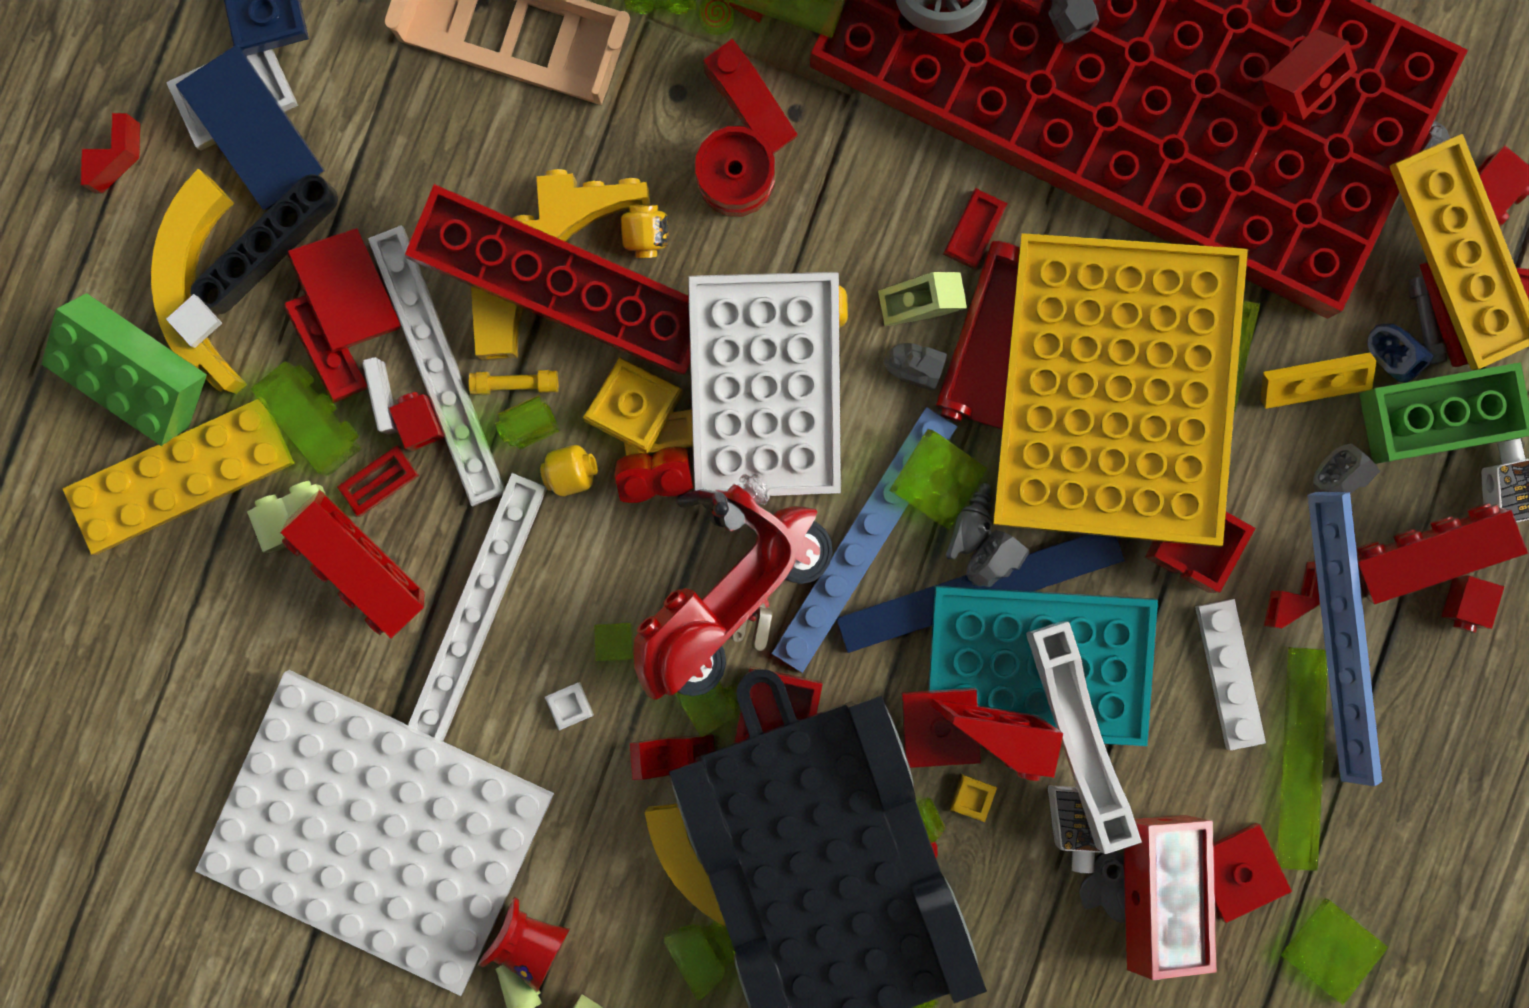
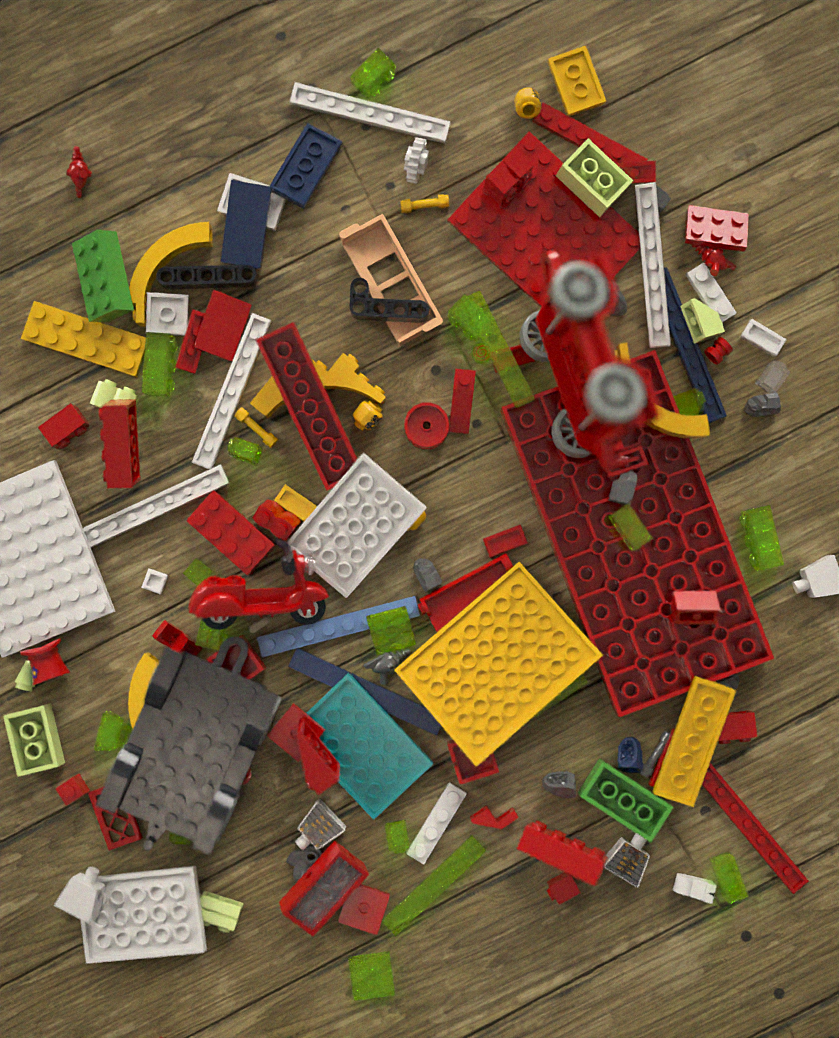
camera: 40 degrees right, 0 degrees up
(104, 166) = (172, 184): red slope -> none
(194, 321) = (149, 283): white tile -> none
(256, 340) = (167, 313): none -> white plate
(258, 615) = (64, 426): none -> red brick
(380, 394) = (196, 383): white tile -> none
(404, 464) = (162, 424): red tile -> none
(416, 421) = (201, 407): red brick -> none
(535, 60) = (389, 305): none -> black beam
(568, 470) = (244, 485): yellow head -> none
(610, 547) = (231, 532): none -> red brick
(633, 405) = (295, 483): yellow tile -> none
(922, 298) = (455, 550): yellowish green slope -> none
(931, 819) = (256, 765): clear neon green tile -> none
(973, 797) = (283, 773): yellow tile -> none
(996, 559) = (382, 685): dark grey rock -> none
(1091, 768) = (347, 790): white arch -> none
(1127, 49) = (630, 527): none -> clear neon green piece
(1198, 738) = (397, 836): none -> clear neon green brick
(1318, 380) = (586, 736): yellow plate -> none
(1345, 637) = (494, 851): medium blue plate -> none

